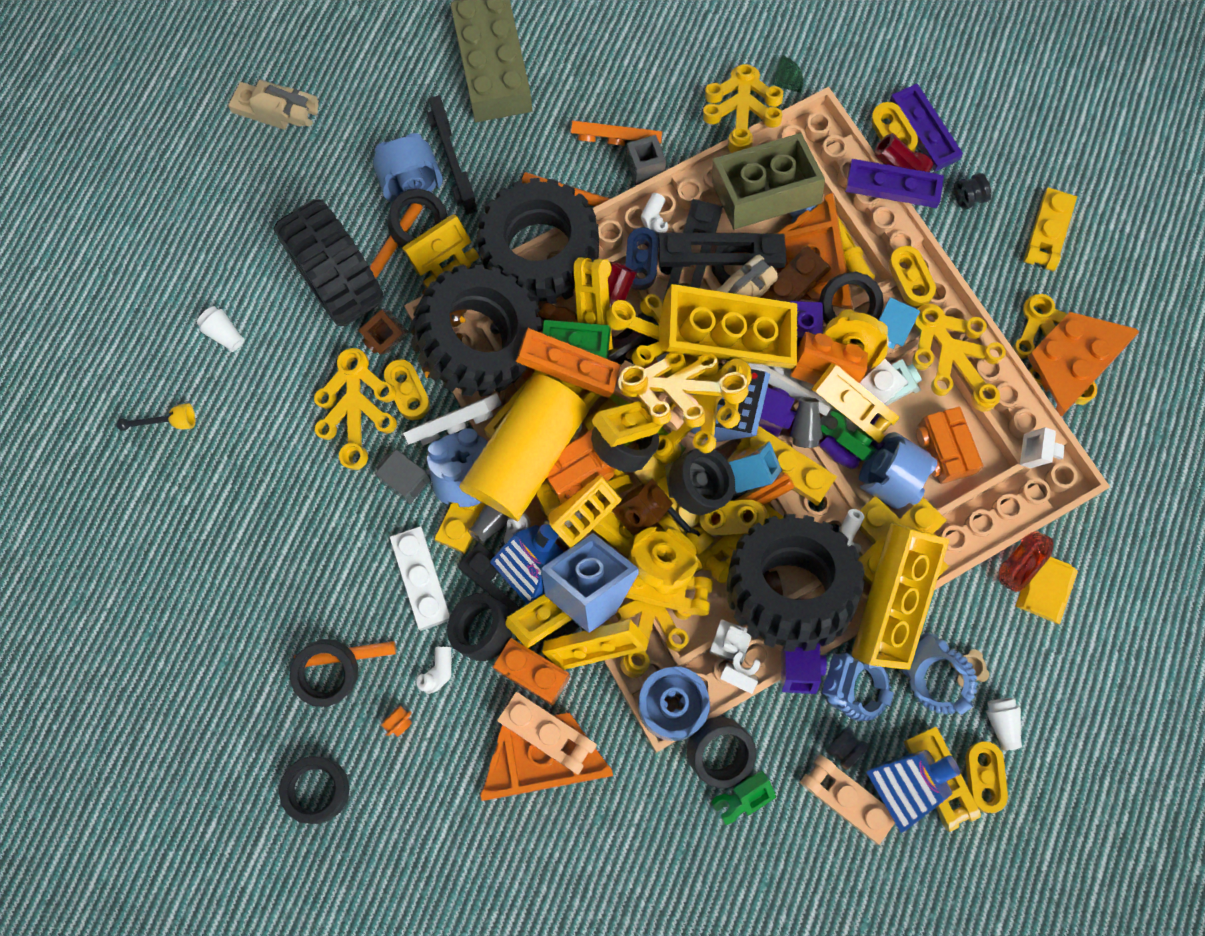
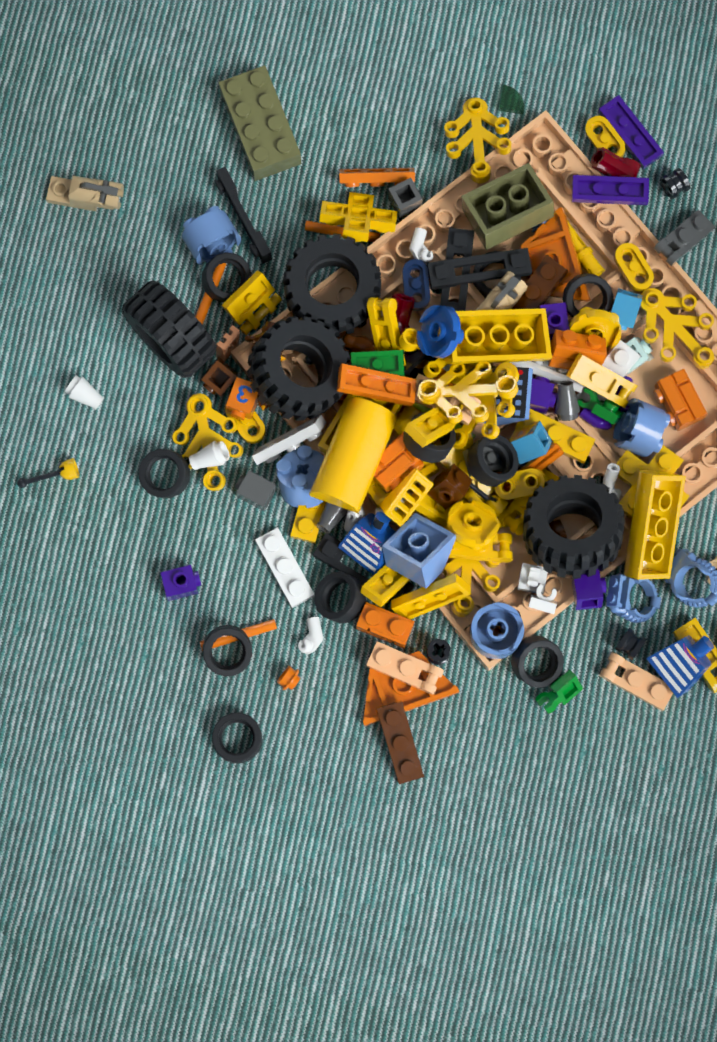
camera: 10 degrees left, 5 degrees up
(271, 435) = (146, 465): none -> black tyre
(284, 576) = (180, 582): none -> dark purple brick
(354, 424) = (212, 455): none -> white cone
(396, 295) = (230, 342): none -> nougat tile
(402, 364) = (242, 400): none -> orange brick
(524, 831) = (400, 742): none -> reddish brown plate
(585, 171) = (358, 216): none -> yellow plate
(599, 708) = (437, 660): none -> black bush
(658, 306) = (450, 331): none -> blue plate
(977, 253) = (684, 237): none -> dark grey plate

